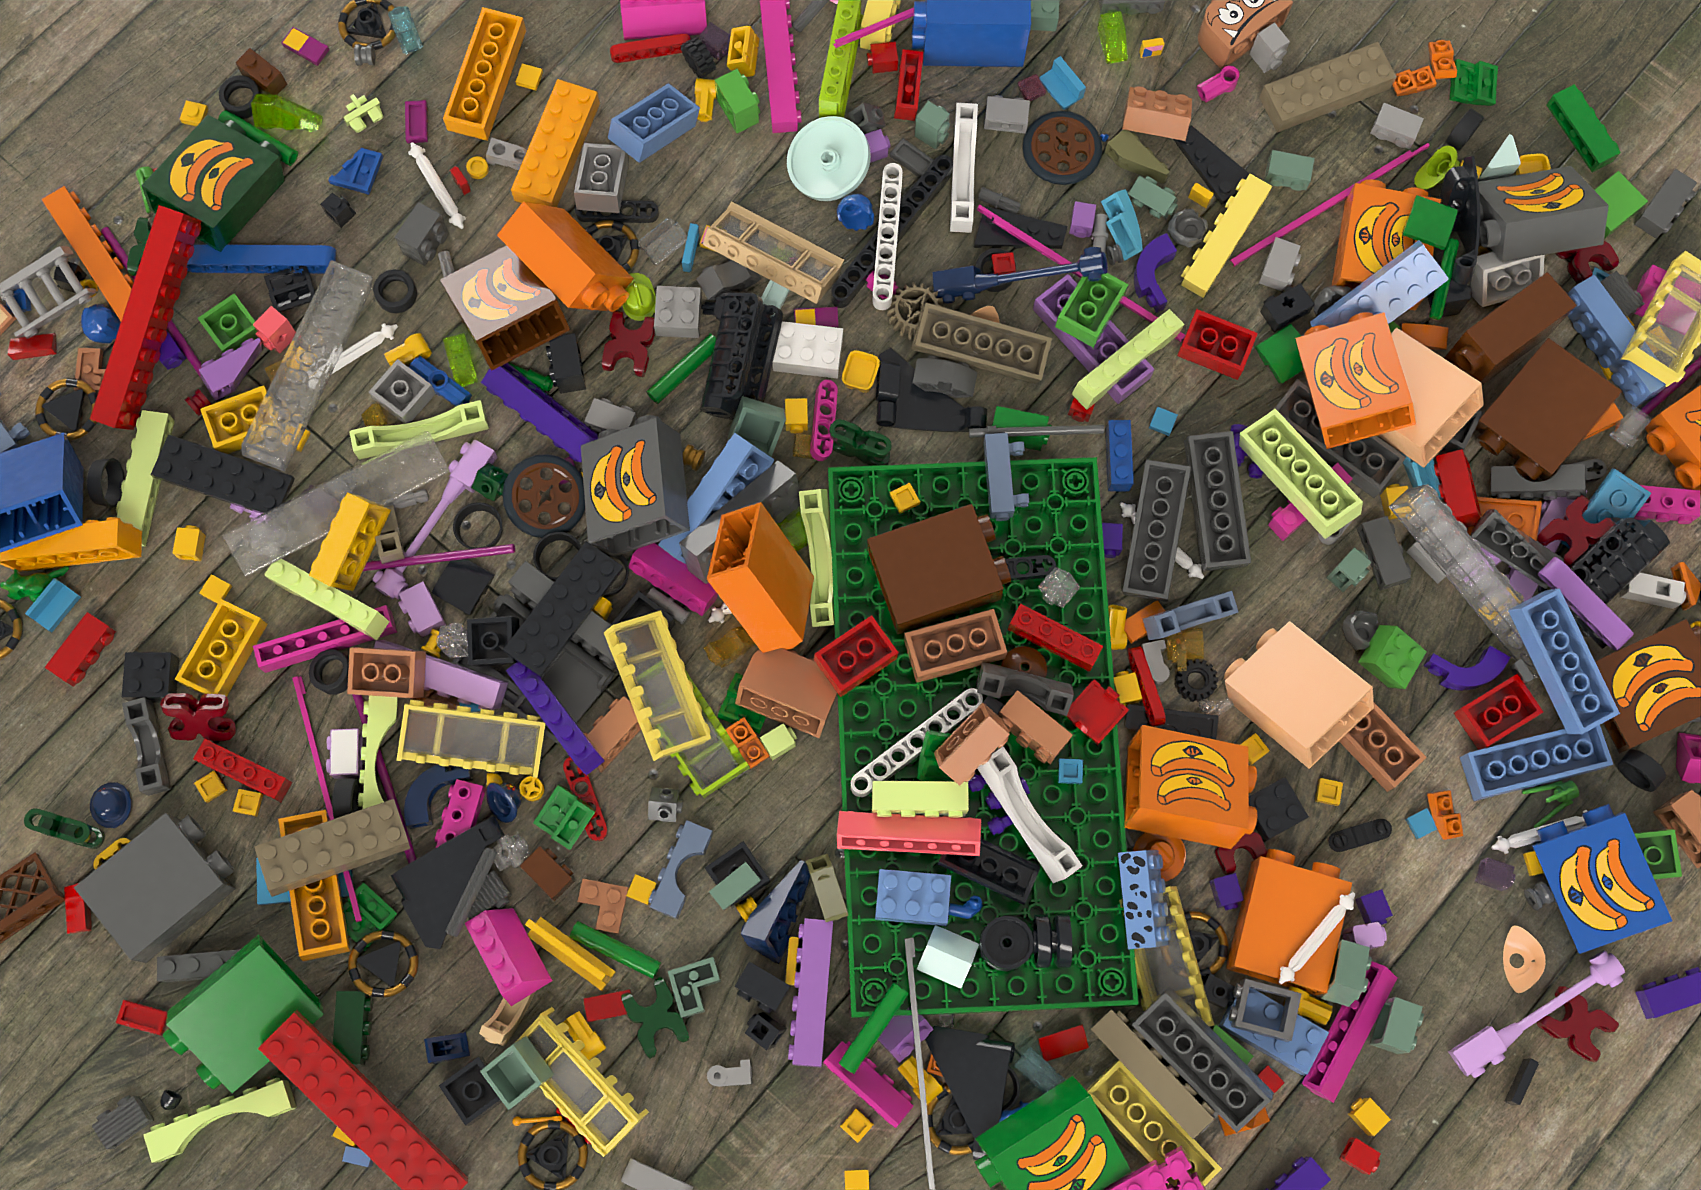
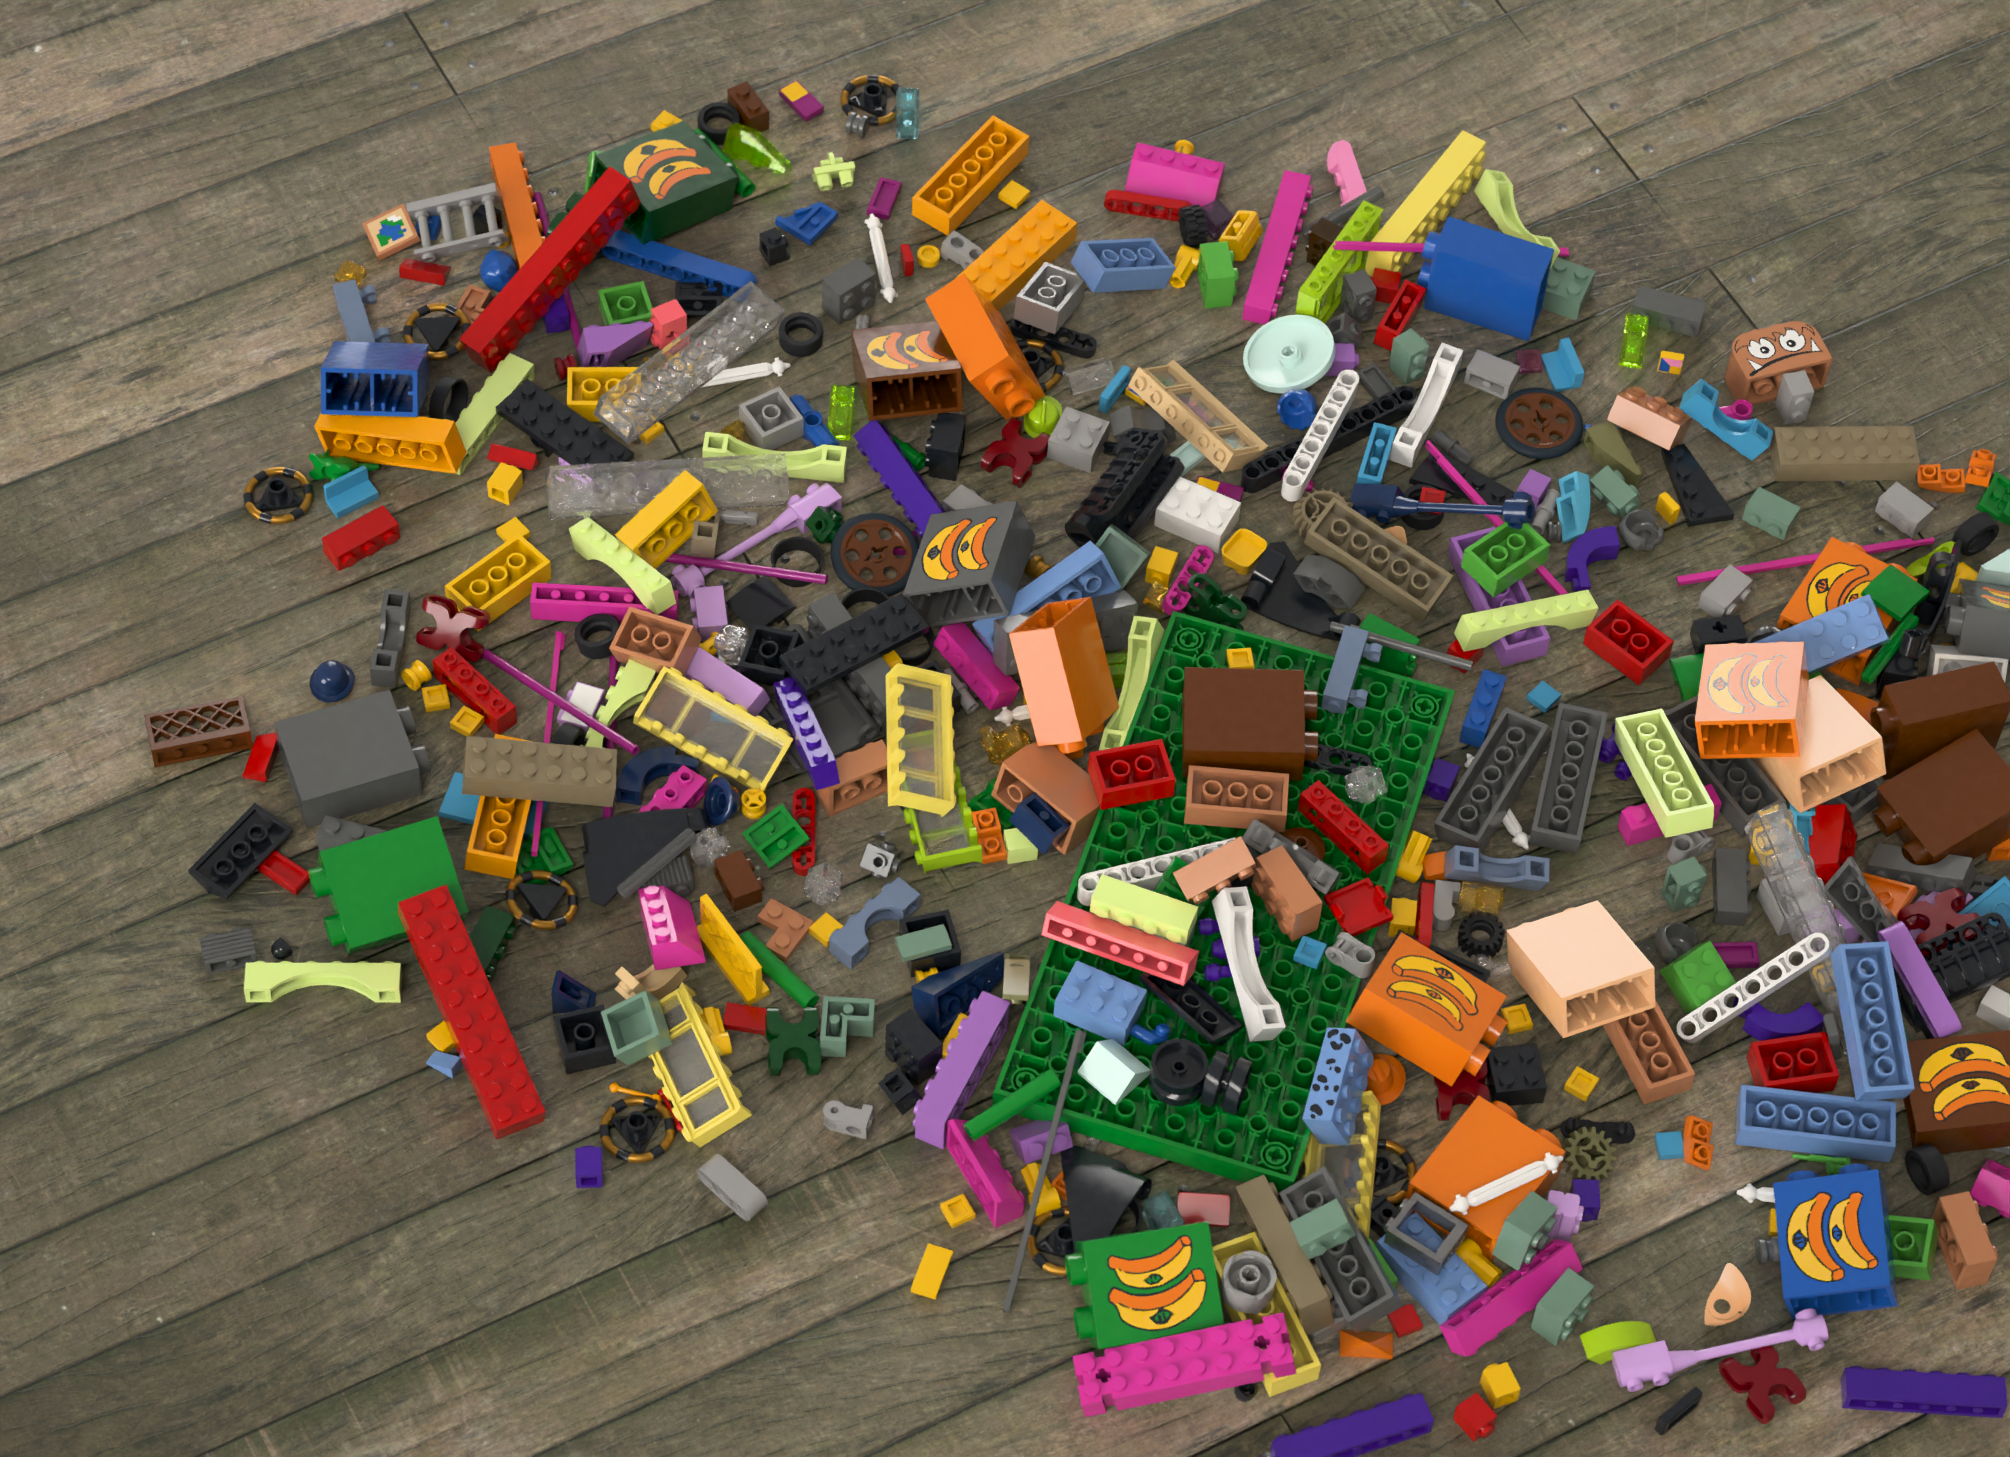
camera: 20 degrees right, 20 degrees down
(64, 828) = (282, 679): dark green piece -> none
(95, 1016) = (240, 851): none -> black slope
(149, 675) = (420, 577): black brick -> none
(184, 773) = (416, 675): none -> yellow wheel
(186, 516) = (513, 457): none -> red slope
(325, 758) = (560, 702): none -> magenta piece
(412, 348) = (799, 384): yellow piece -> none
(623, 850) = (823, 884): none -> clear brick
(682, 369) = (1059, 493): green piece -> none
(791, 727) = (1039, 823): none -> dark blue brick
(817, 35) = (1321, 238): none -> dark brown brick
(867, 79) = (1358, 296): none -> dark grey brick
(940, 237) = (1377, 455): none -> dark azure brick
(1106, 762) = (1348, 953): none -> light grey piece
(1147, 1112) = (1248, 1282): none -> light grey brick
(1189, 1060) = (1323, 1229): none -> sand green brick
(1226, 235) = (1678, 550): light yellow brick -> none
(1226, 891) = (1432, 1130): dark purple brick -> none
(1241, 101) = (1746, 436): none -> dark azure arch
(1363, 861) = (1596, 1147): none -> olive gear
(1408, 615) = (1738, 954): none -> magenta tile
(1451, 1036) = (1605, 1340): none -> lime brick
(1453, 647) = (1767, 987): none -> white beam
(1495, 874) = (1729, 1214): clear purple brick -> none

